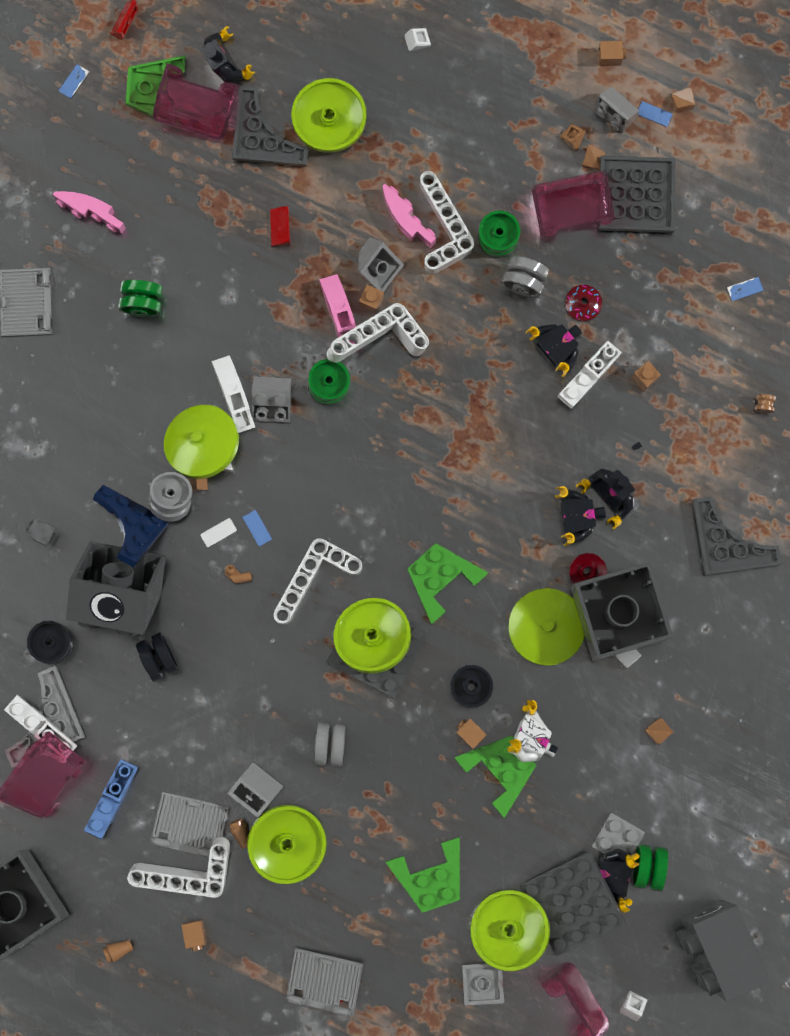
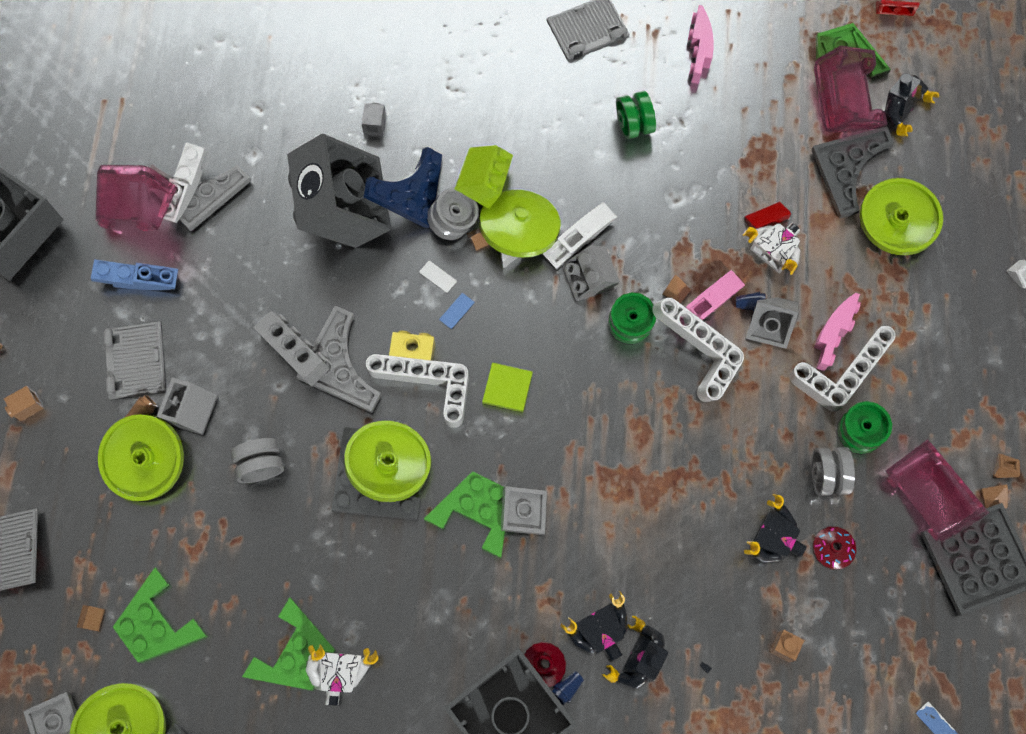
camera: 70 degrees right, 10 degrees down
(38, 642) = (268, 163): black wheel -> none
(144, 454) = (484, 174): none -> lime slope
(154, 658) = (288, 261): black wheel -> none
(185, 875) = (74, 374): white beam -> none
(211, 695) = (309, 370): none -> light grey brick
(235, 576) = (400, 307): medium nougat arm -> none
(266, 655) = (341, 377): none -> light grey plate
(273, 589) = (403, 339): none -> light yellow brick
(312, 231) = (776, 245): none -> white torso
(316, 333) = (676, 289): none -> medium nougat slope
(345, 511) = (507, 387): none -> lime tile
(351, 275) = (749, 301): none -> dark blue cone
(371, 299) = (735, 327): medium nougat brick -> none
(407, 929) = (90, 618): none -> medium nougat slope
(458, 538) = (523, 510): none -> light grey plate
(470, 733) = (321, 604): medium nougat brick -> none
(482, 682) = (359, 578): black wheel -> none
(546, 627) = (465, 641): lime dish -> none
(589, 374) = (759, 583): white slope -> none
(612, 560) = (567, 687): none -> dark blue cone

